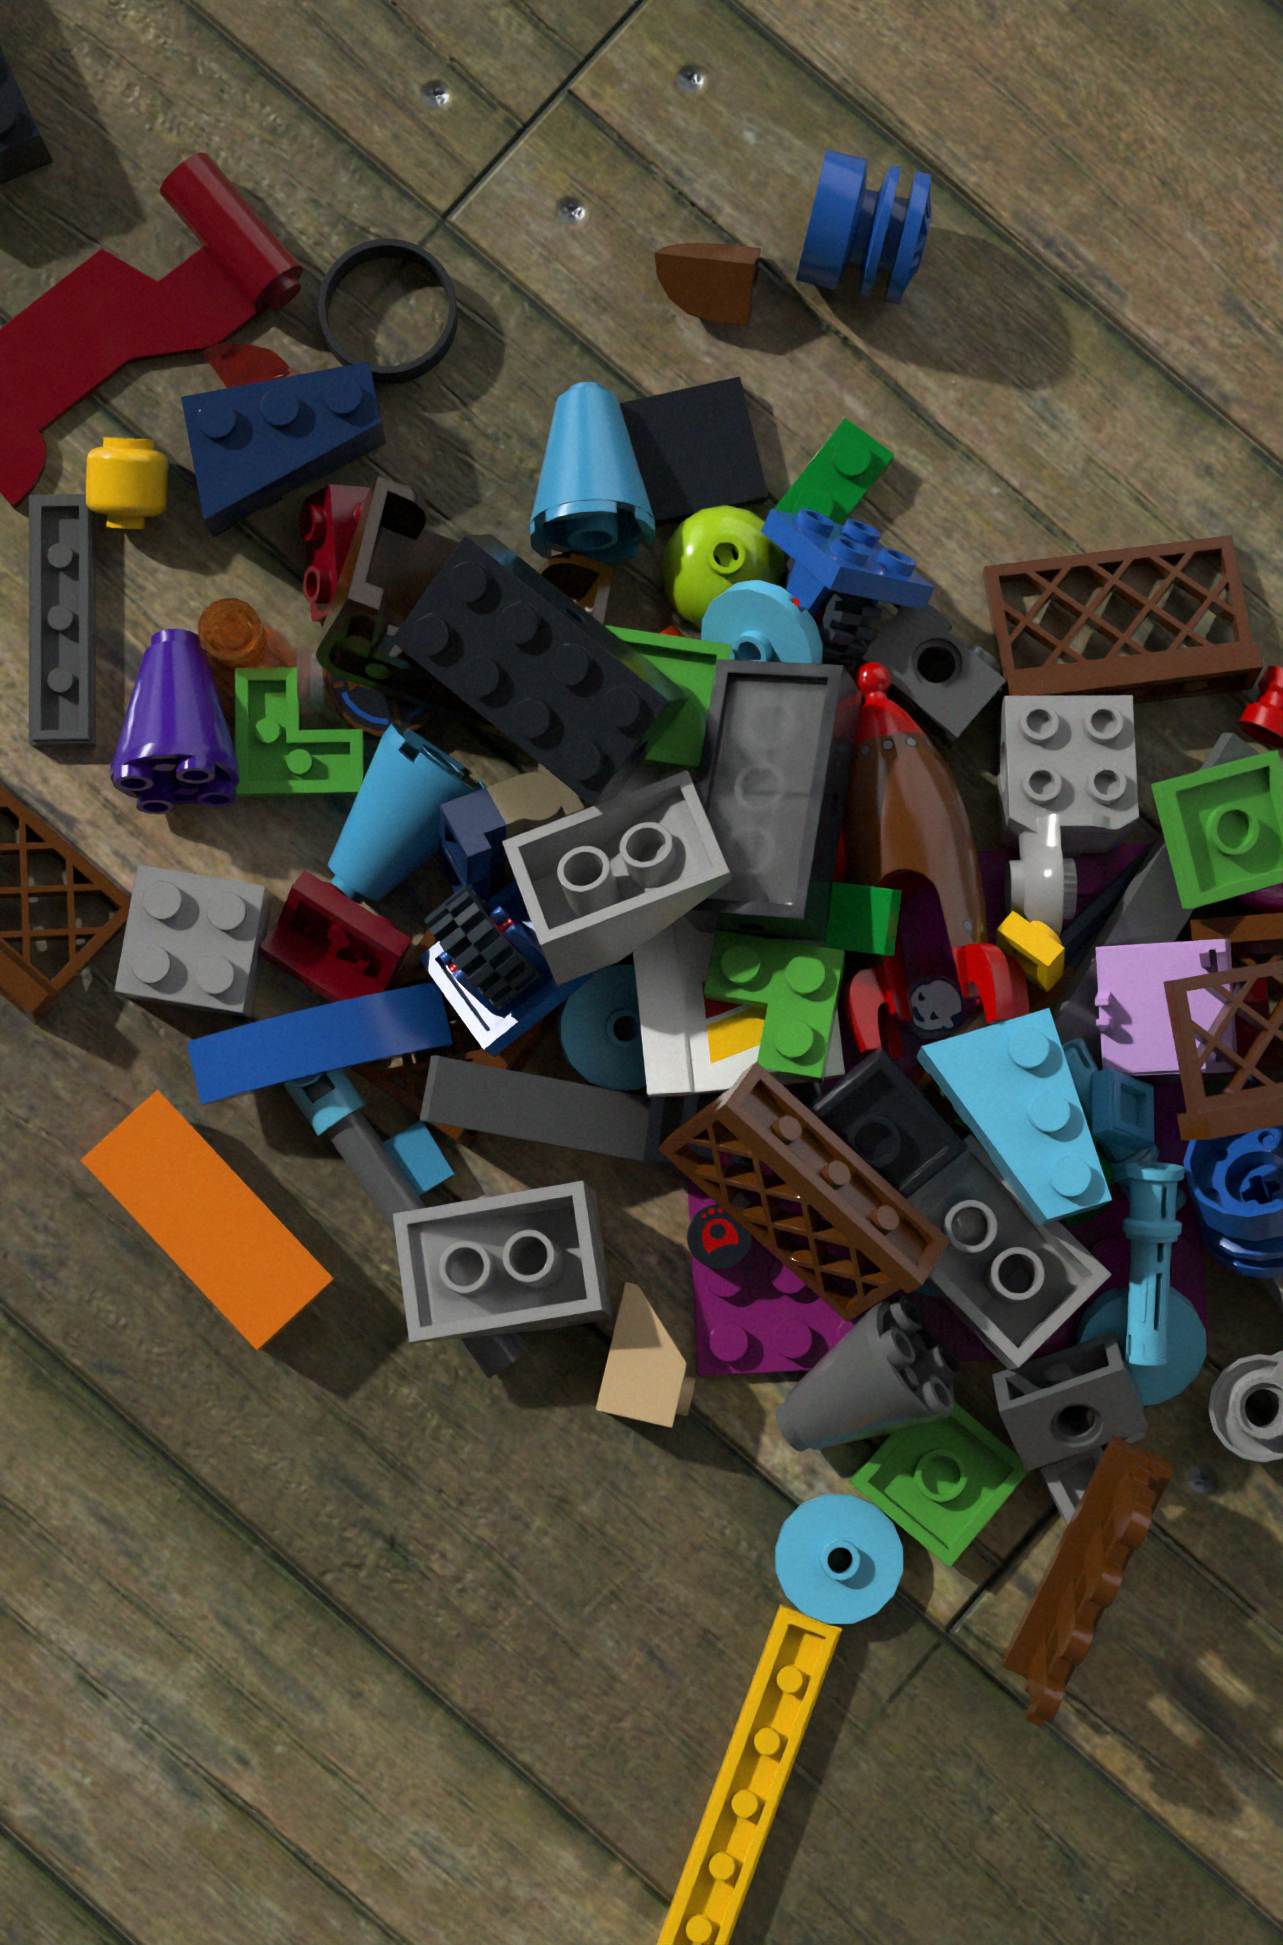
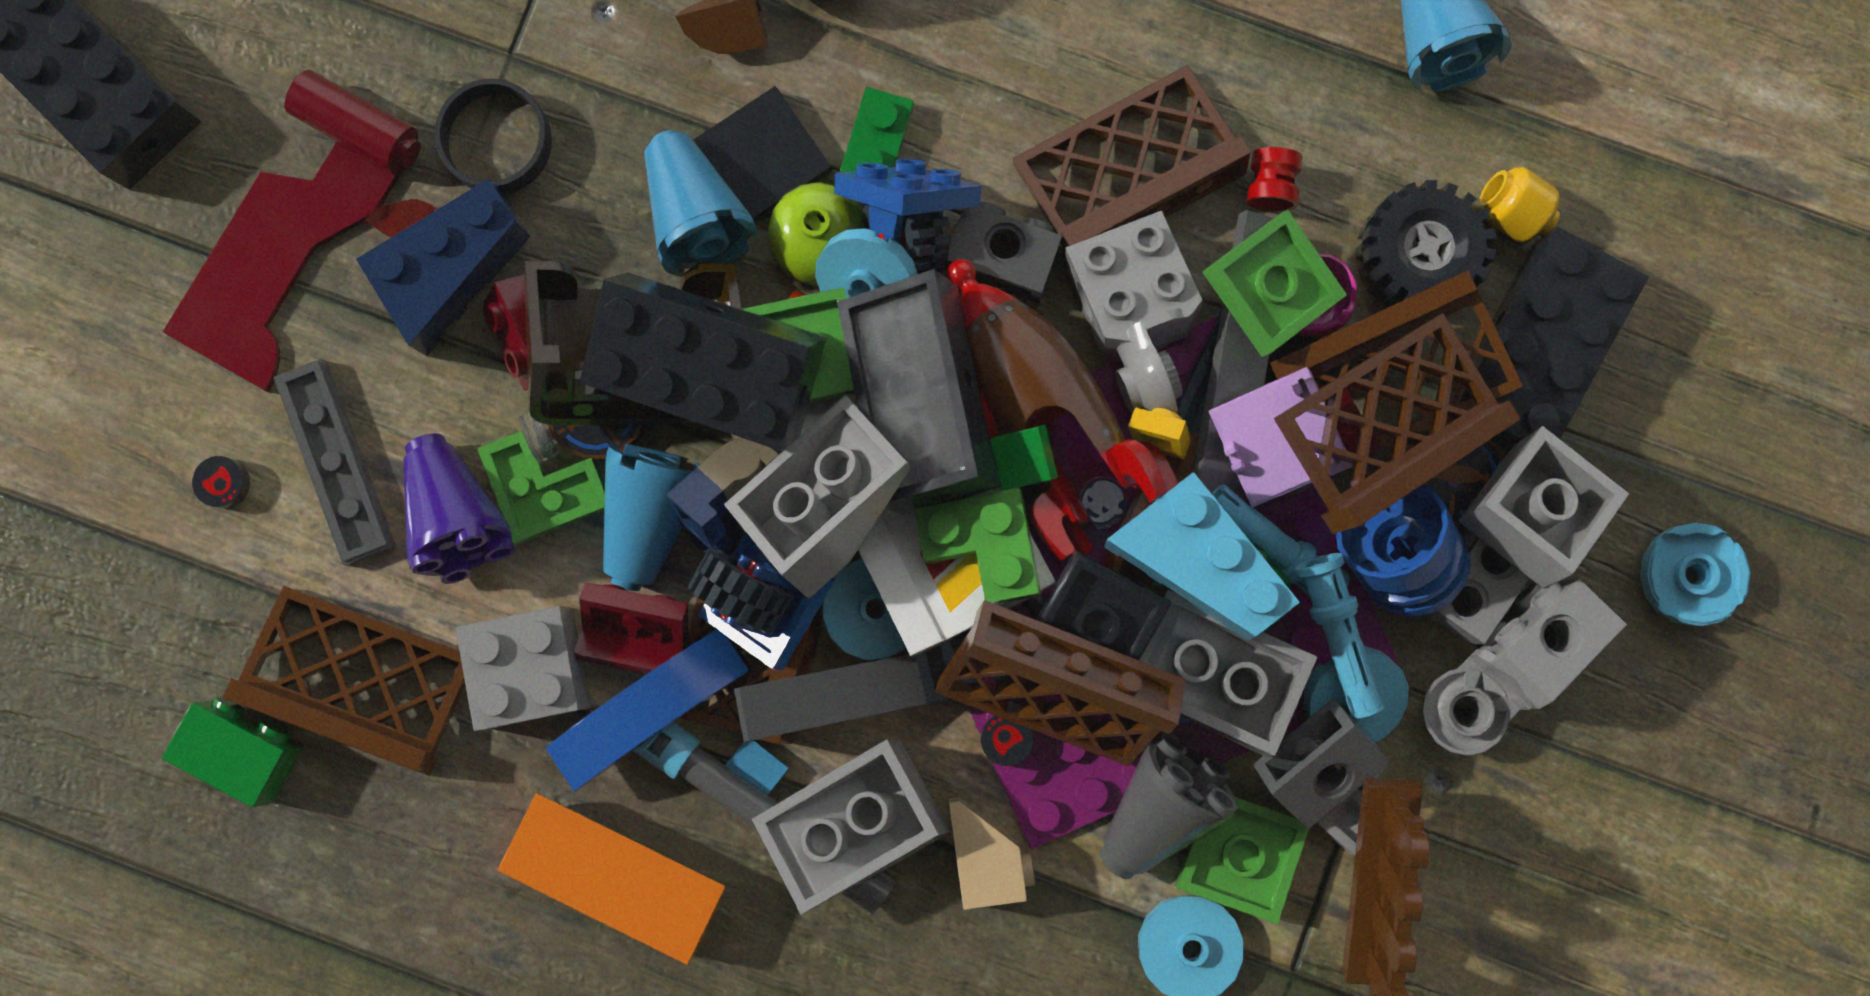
camera: 10 degrees left, 0 degrees up
(126, 481) = (342, 338): yellow head -> none
(239, 644) = (477, 425): clear orange wheel -> none
(1122, 1109) = (1276, 527): dark azure tile -> none

